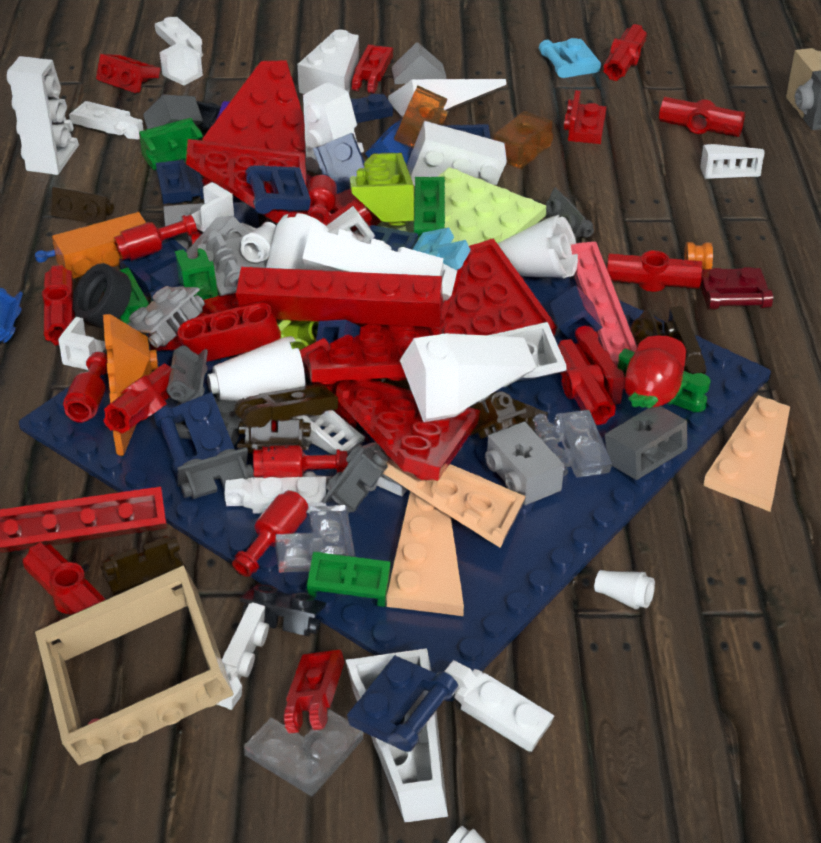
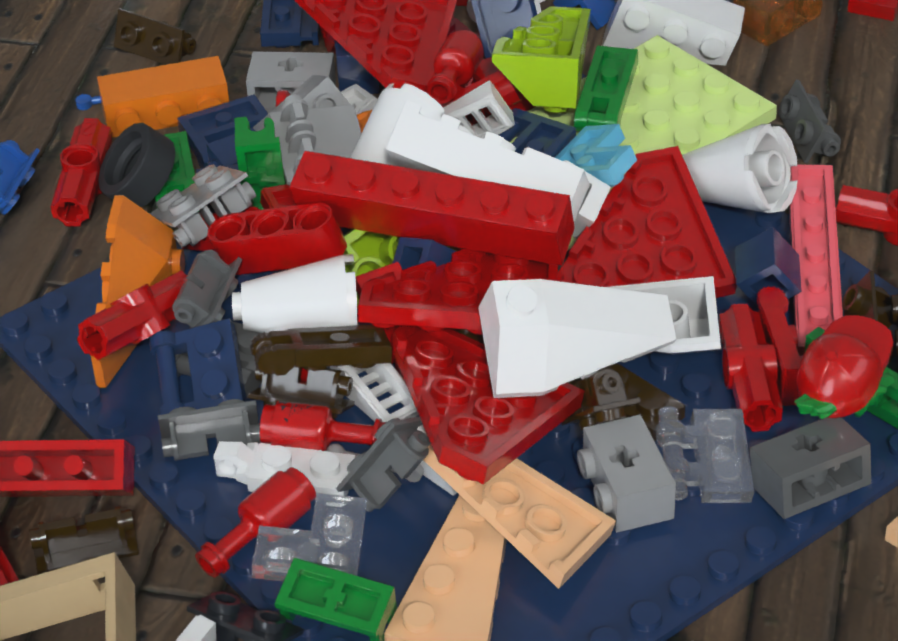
camera: 15 degrees right, 0 degrees up
(76, 346) = (86, 230): white panel -> none
(87, 389) = (76, 295): red piece -> none
(148, 239) = (216, 94): red piece -> none
(217, 204) = (319, 58): white panel -> none
(258, 243) = (349, 117): white cone -> none
(287, 185) = (412, 45): dark blue plate -> none

